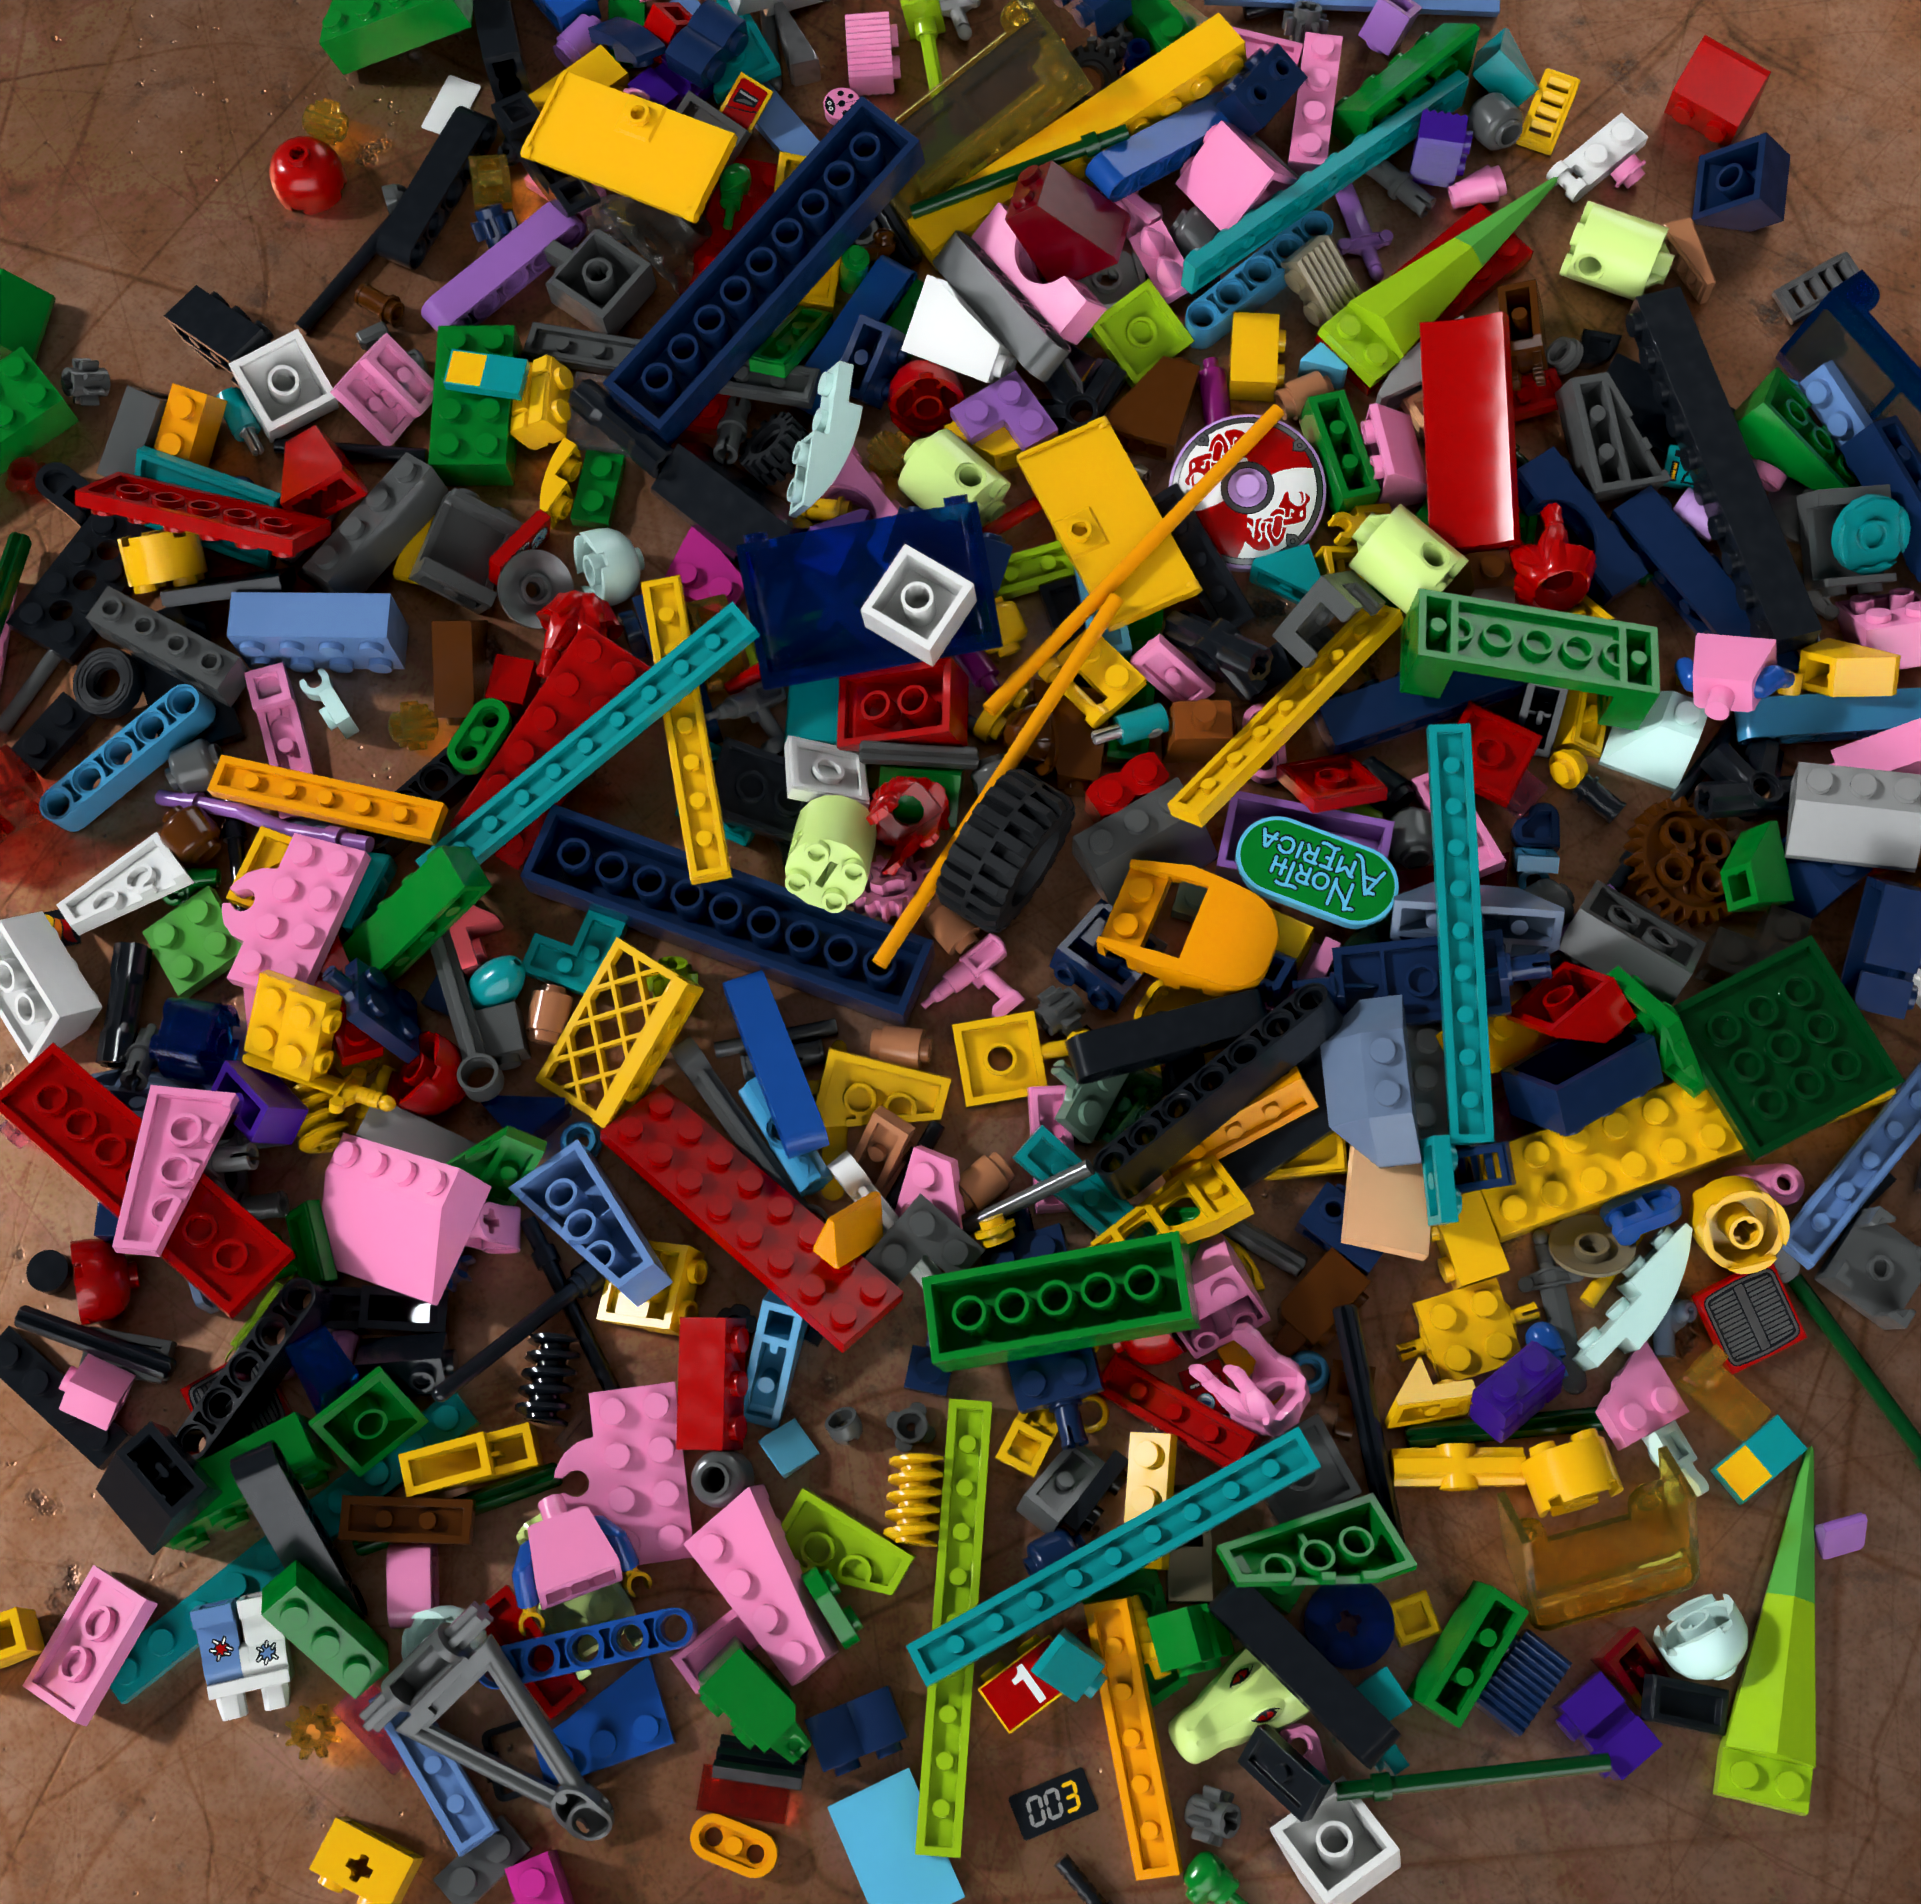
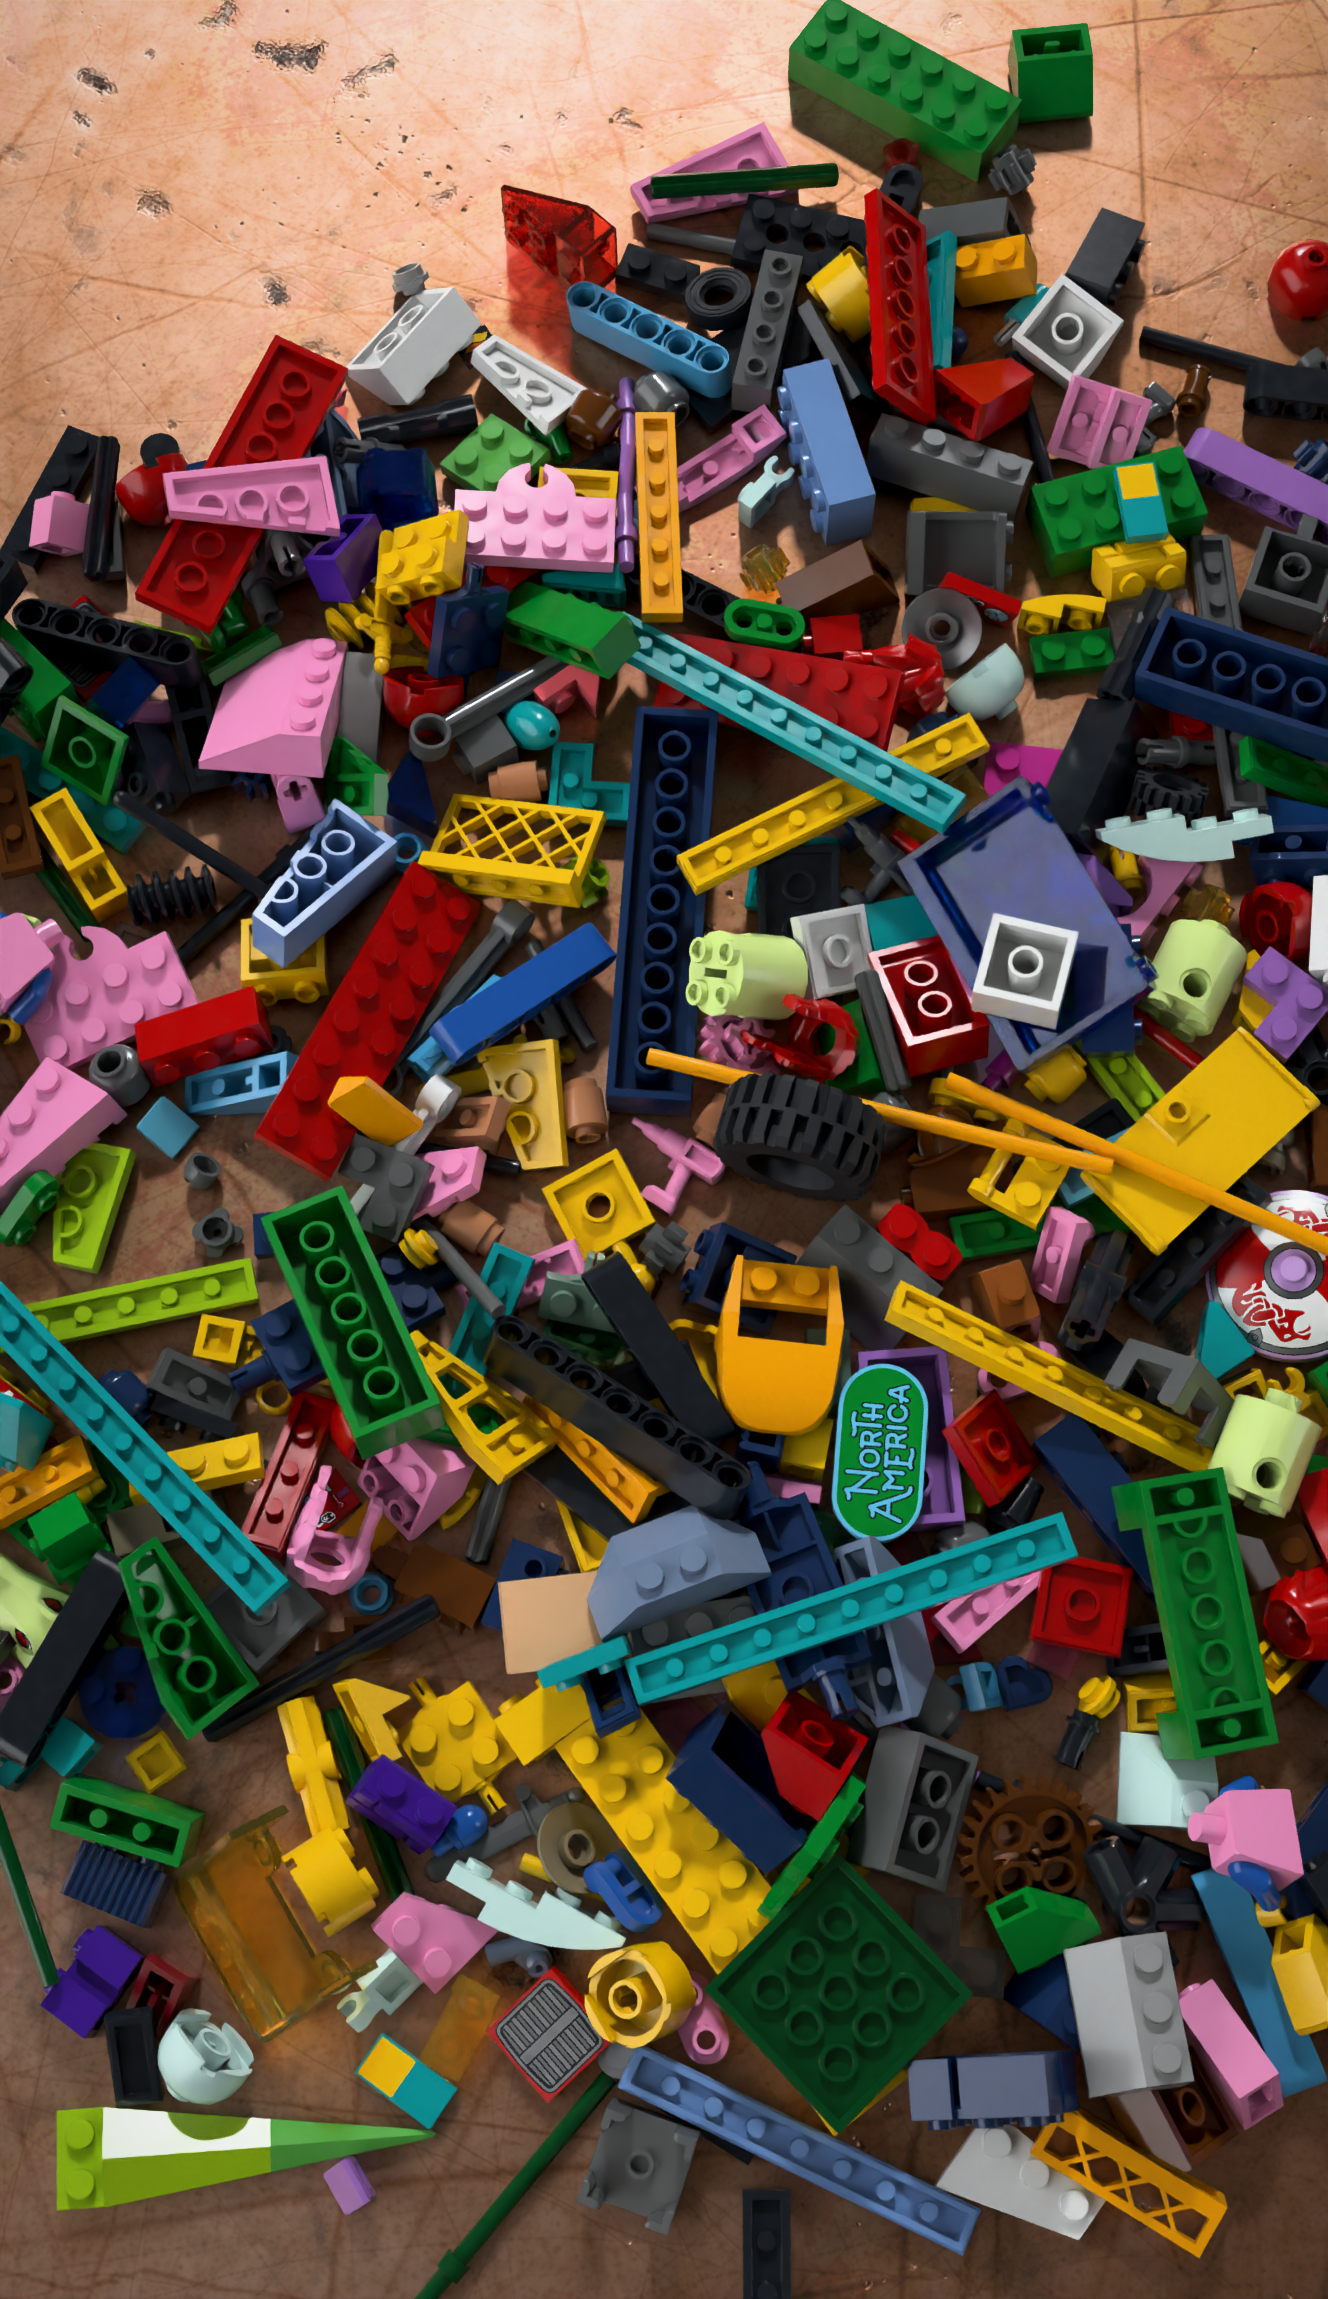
camera: 70 degrees right, 0 degrees up
(913, 1499) = (145, 1253): yellow piece -> none
(1134, 726) = (985, 1231): teal piece -> none

